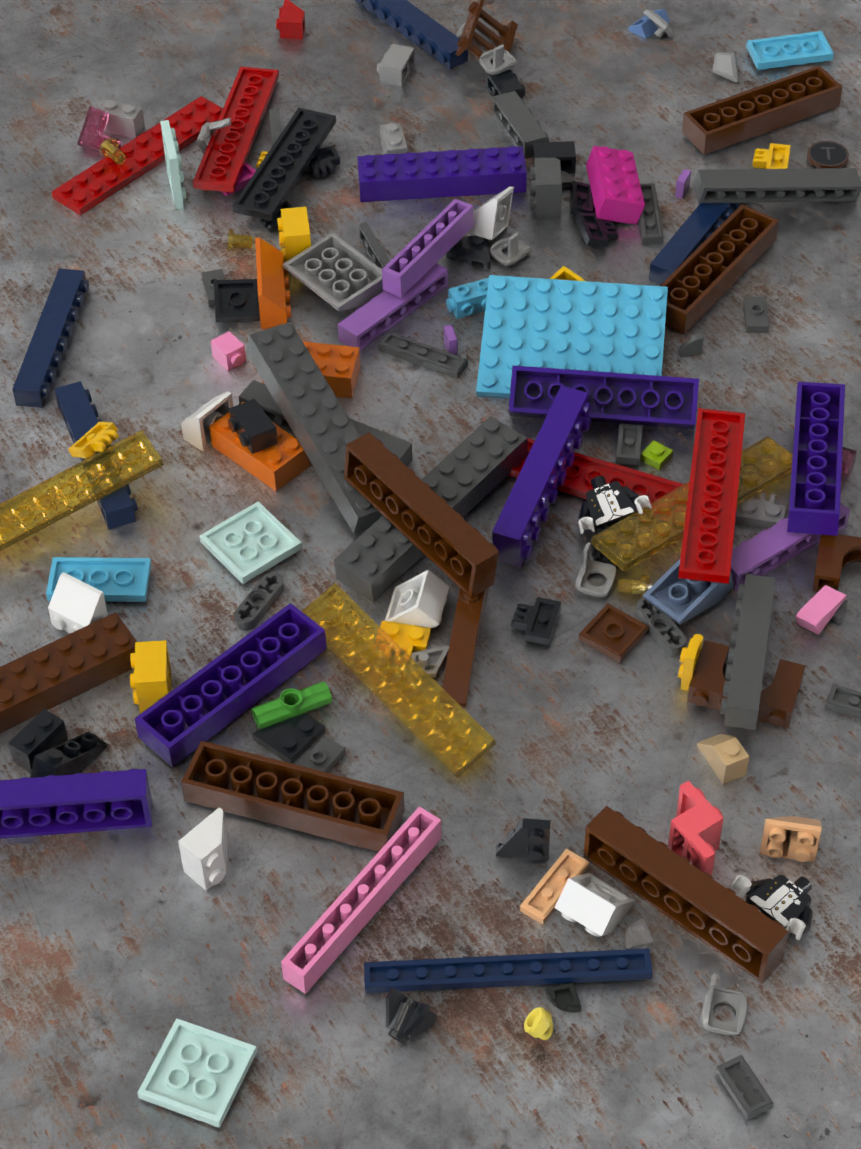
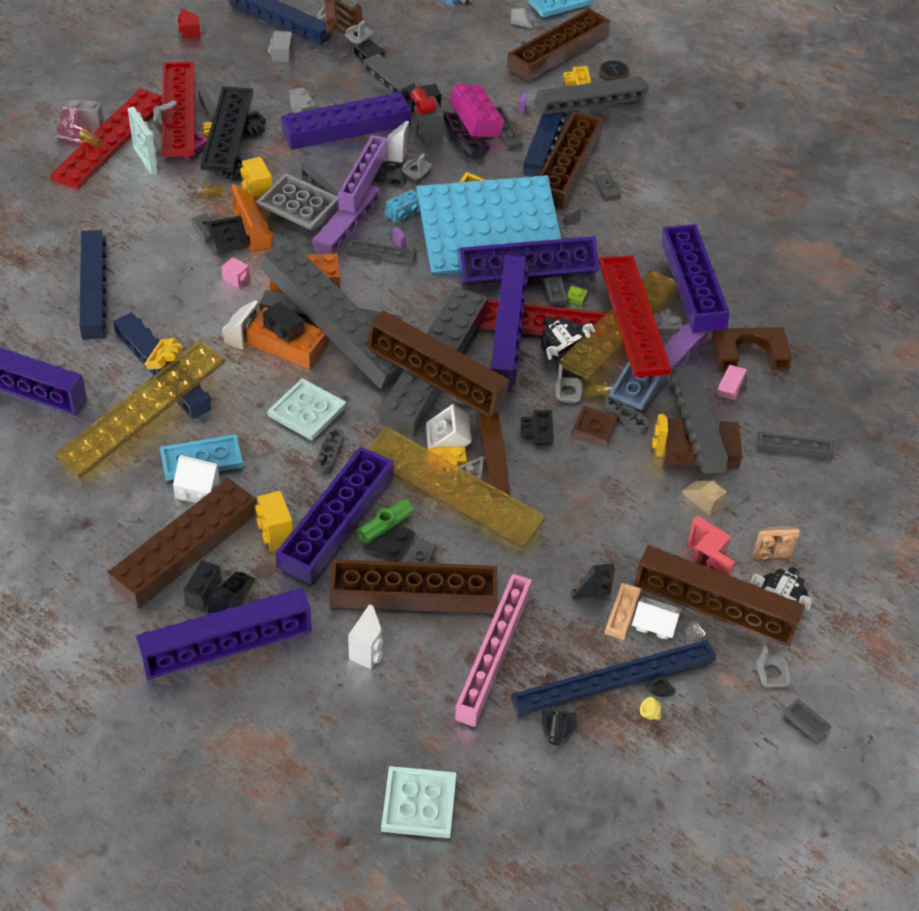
camera: 20 degrees left, 0 degrees up
(538, 165) = (423, 102): none -> red piece

